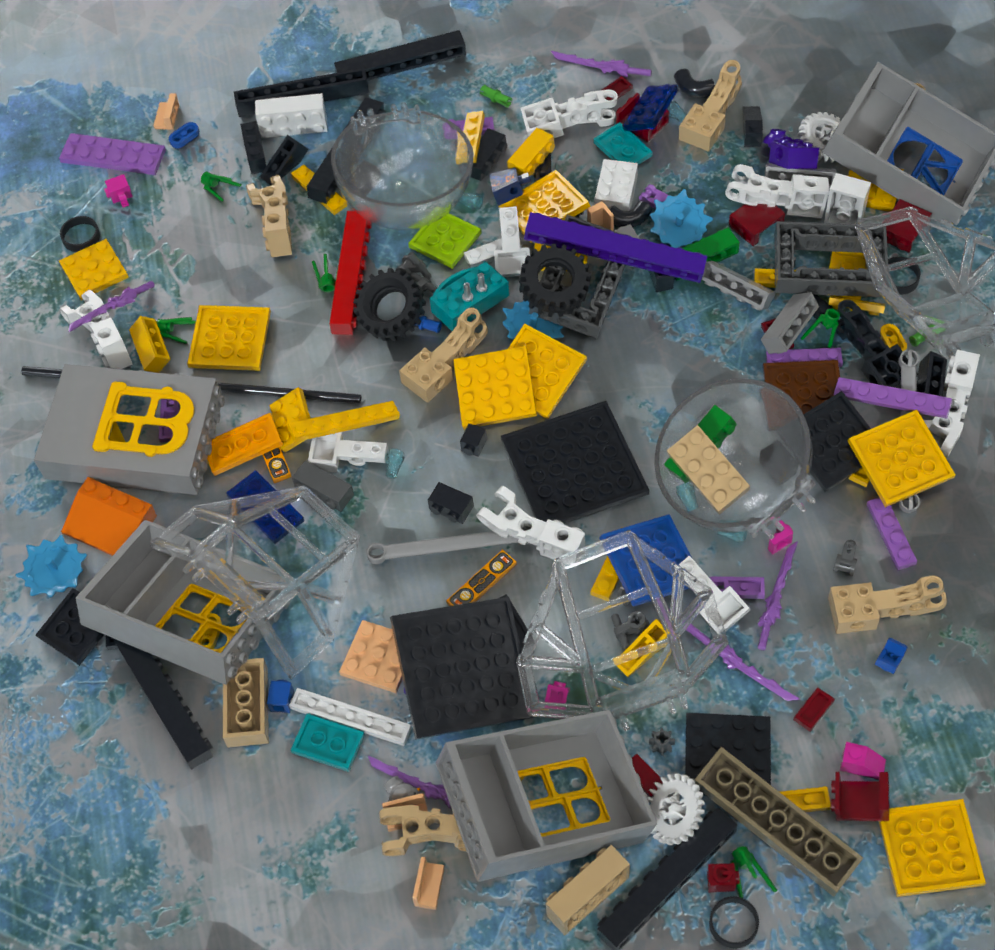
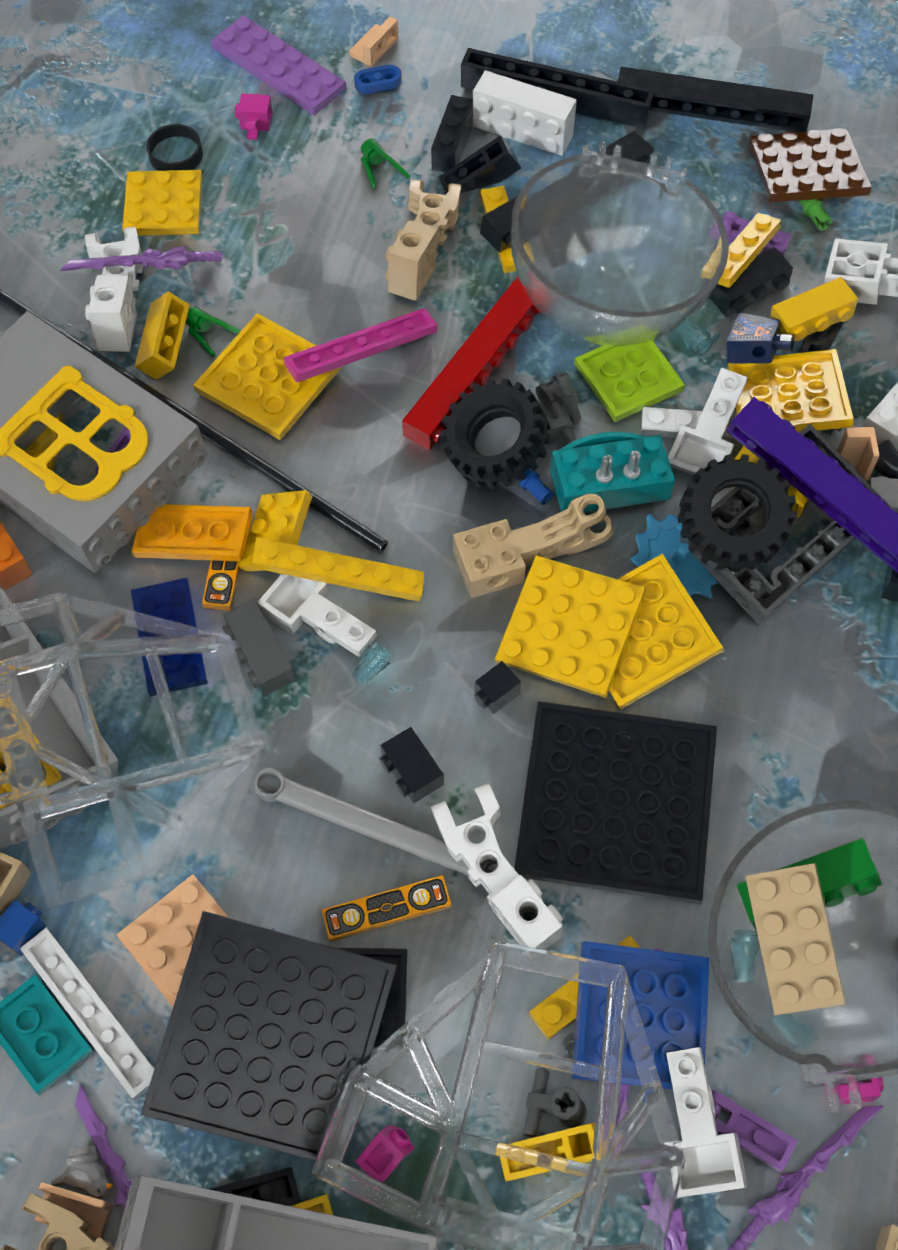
camera: 25 degrees right, 5 degrees up
(276, 293) = (360, 344): none -> dark pink plate
(327, 281) = (438, 357): green plant -> none
(479, 72) = (809, 165): none -> plate

